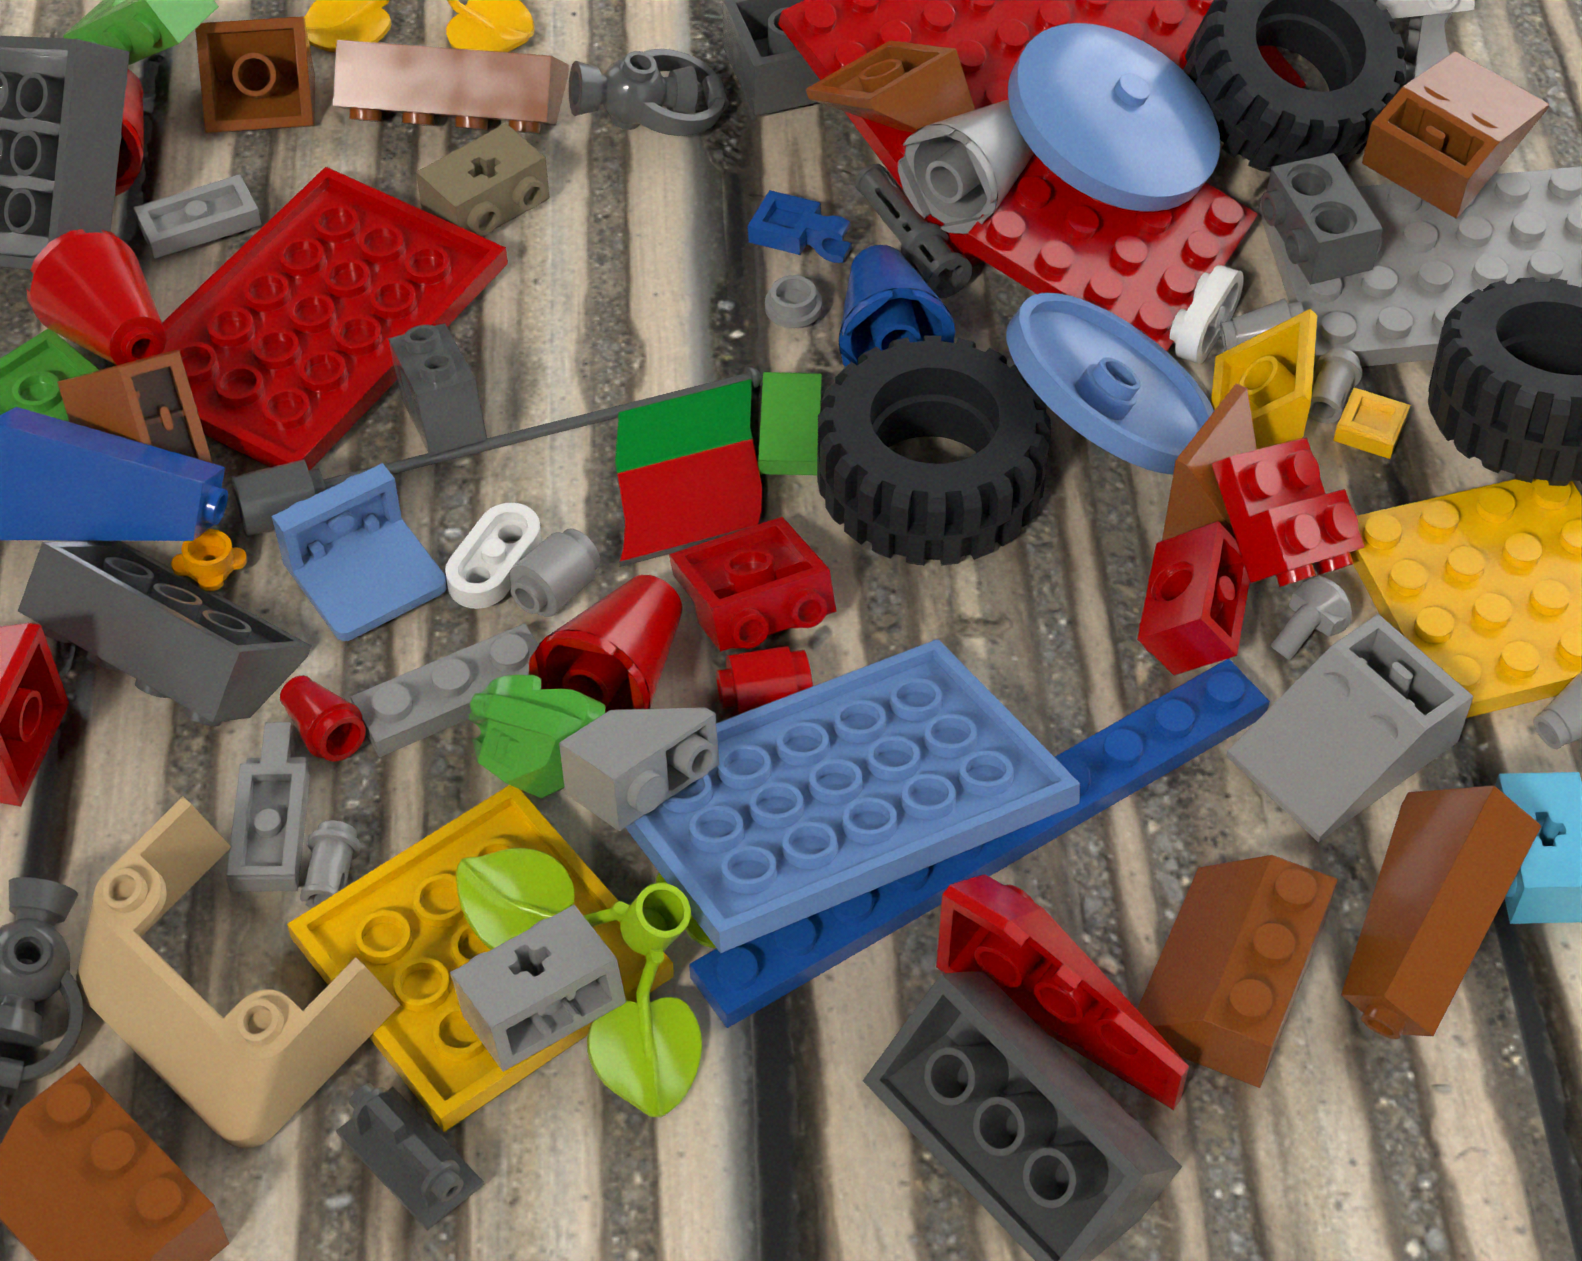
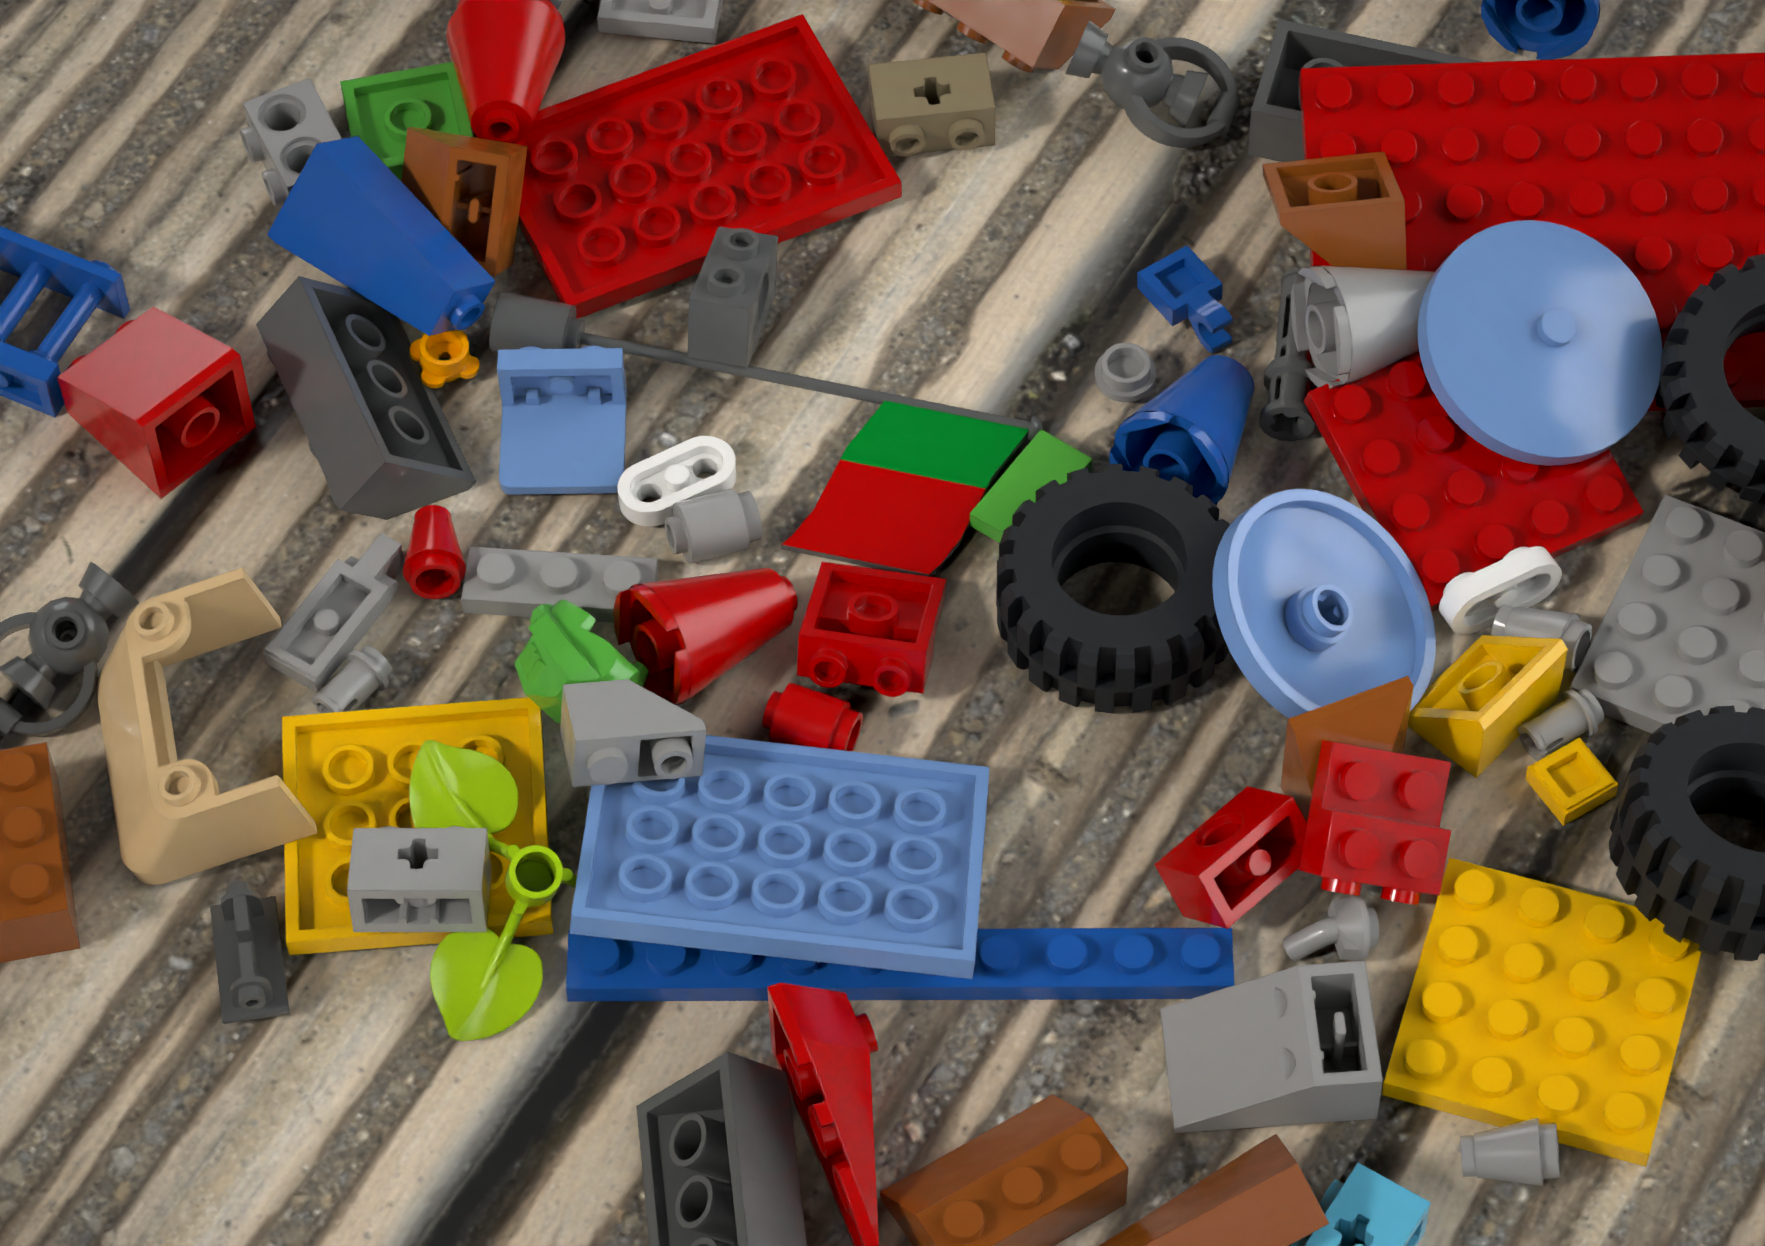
camera: 35 degrees right, 5 degrees up
(1321, 218) = (1671, 550): dark grey brick -> none

